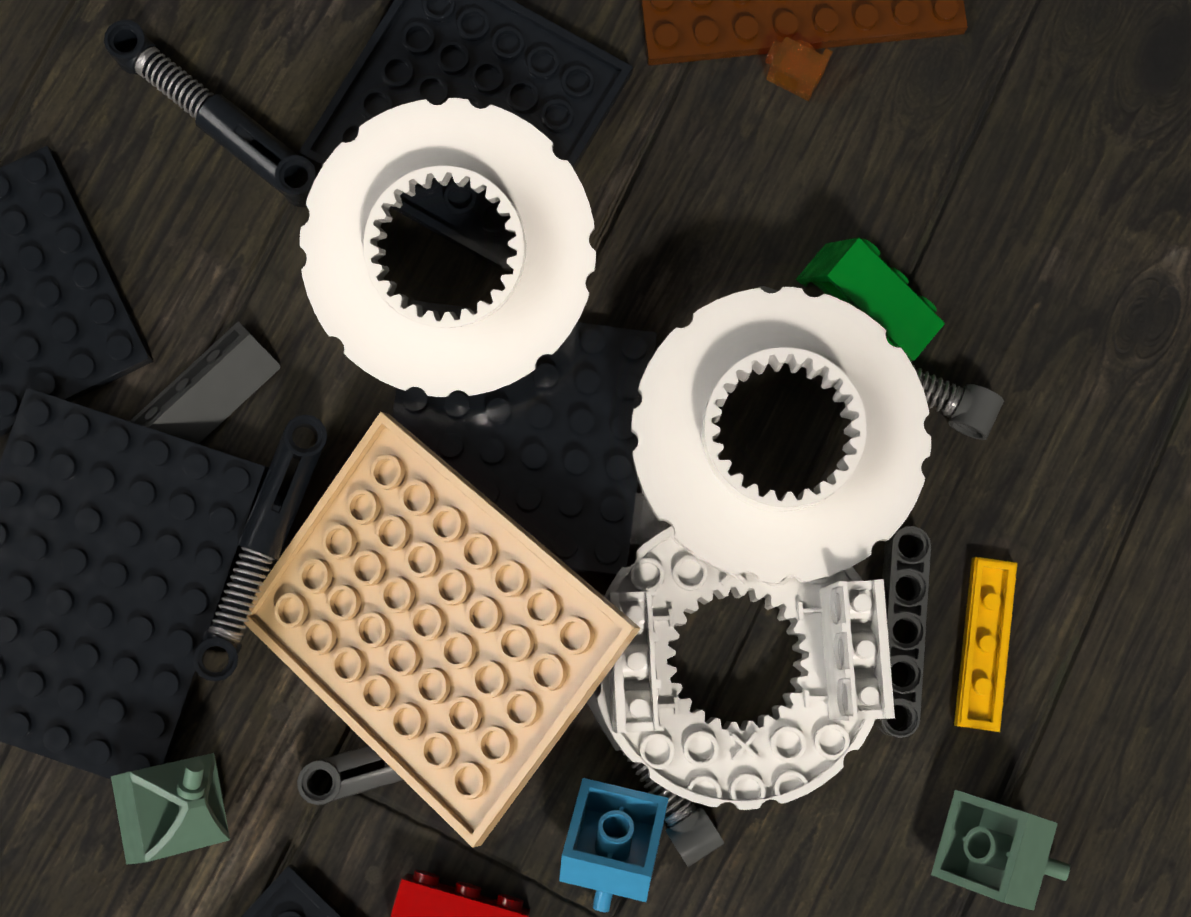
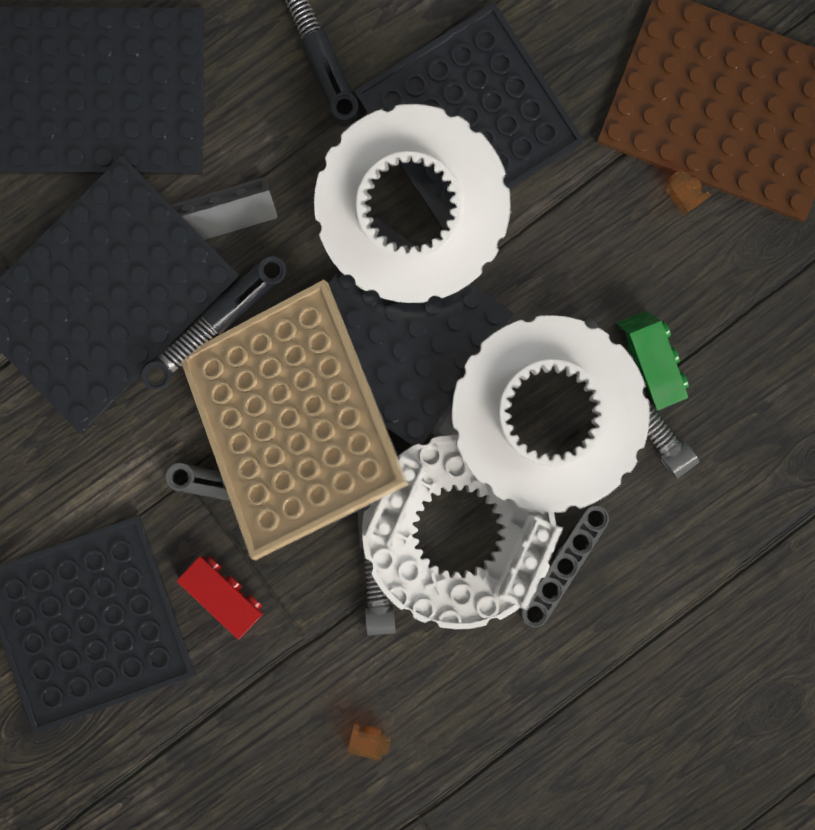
camera: 25 degrees right, 5 degrees up
(170, 809) = (87, 447): sand green piece -> none
(613, 841) = (331, 598): dark azure piece -> none
(985, 644) = (611, 599): yellow tile -> none
(997, 851) = (550, 718): sand green piece -> none

